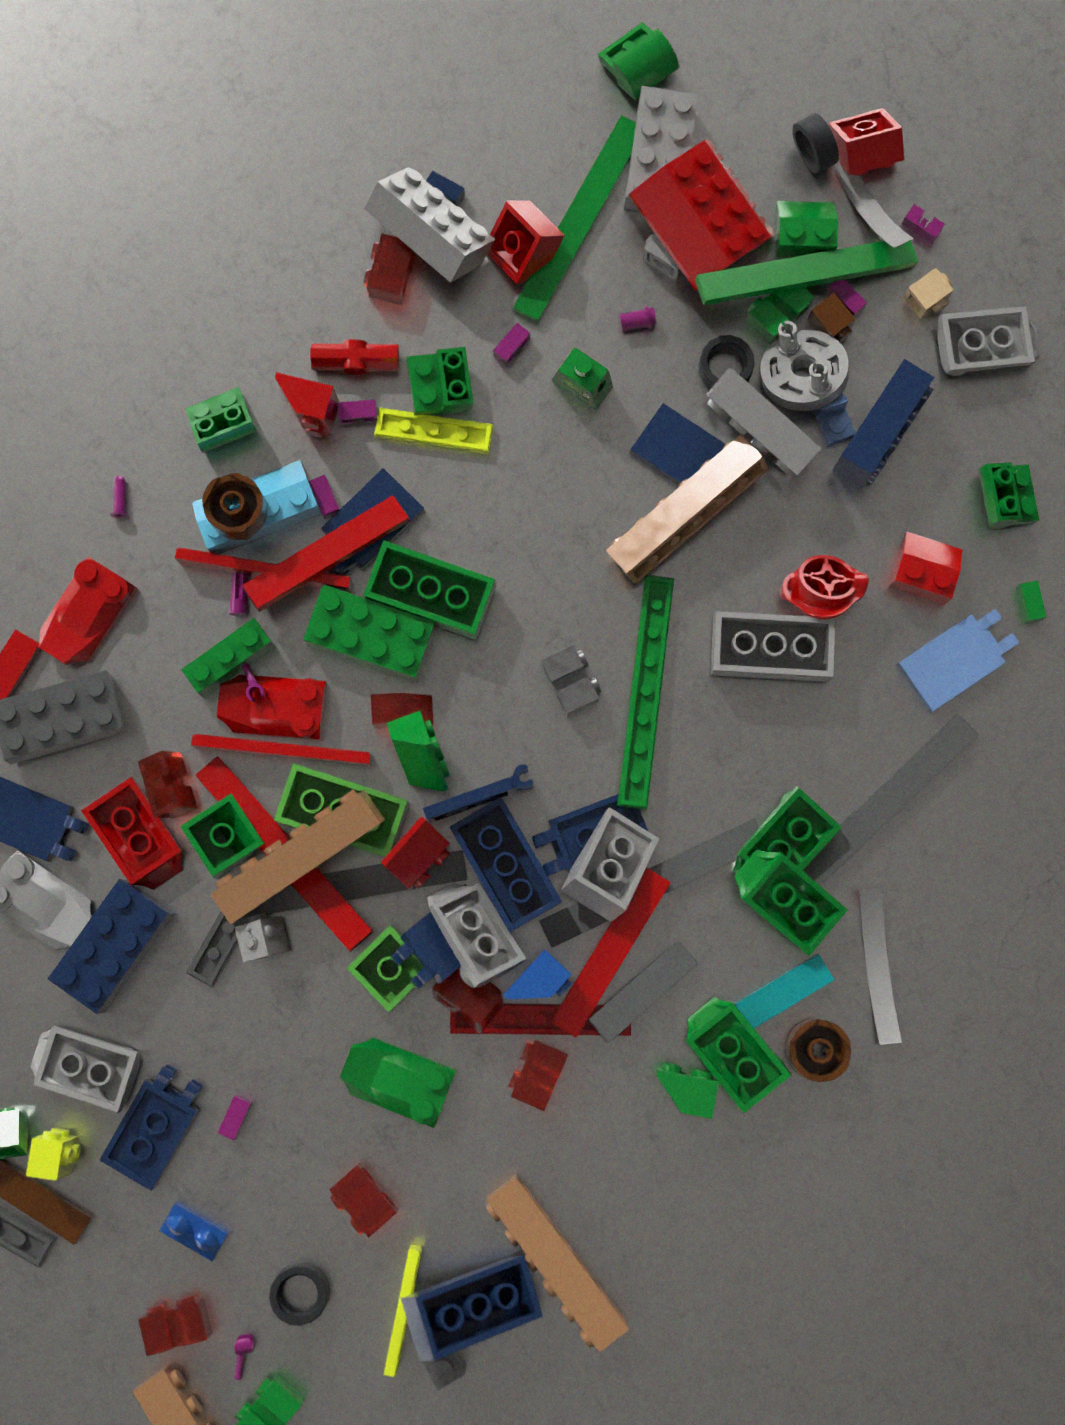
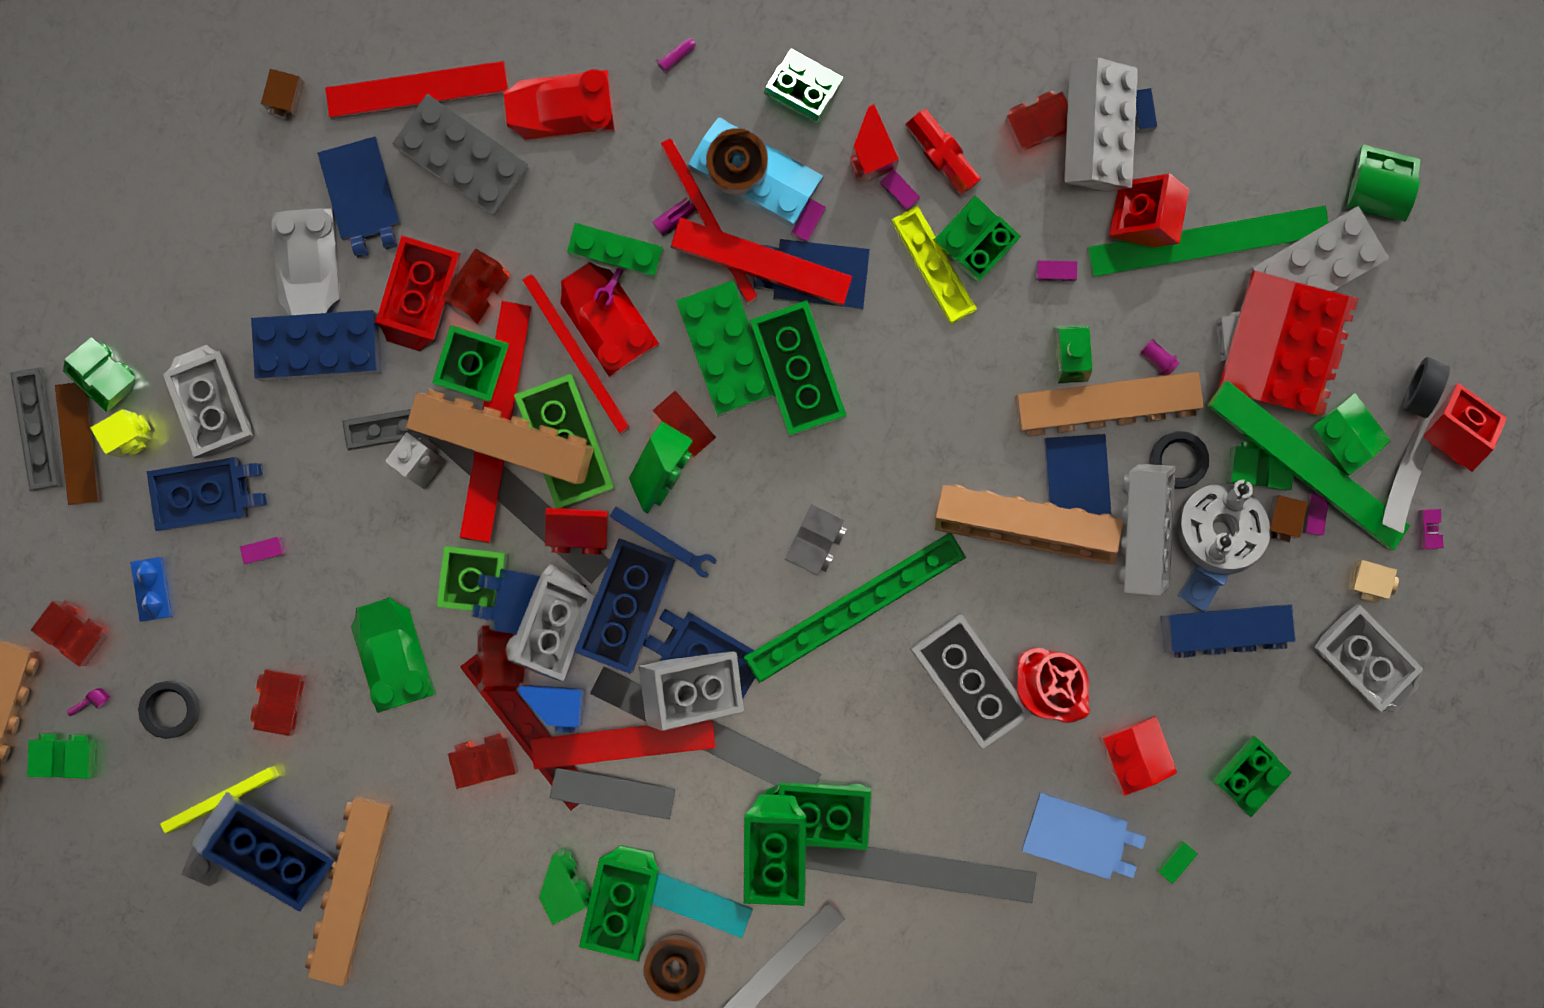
camera: 50 degrees right, 5 degrees up
(641, 382) = (1109, 402): none -> medium nougat brick

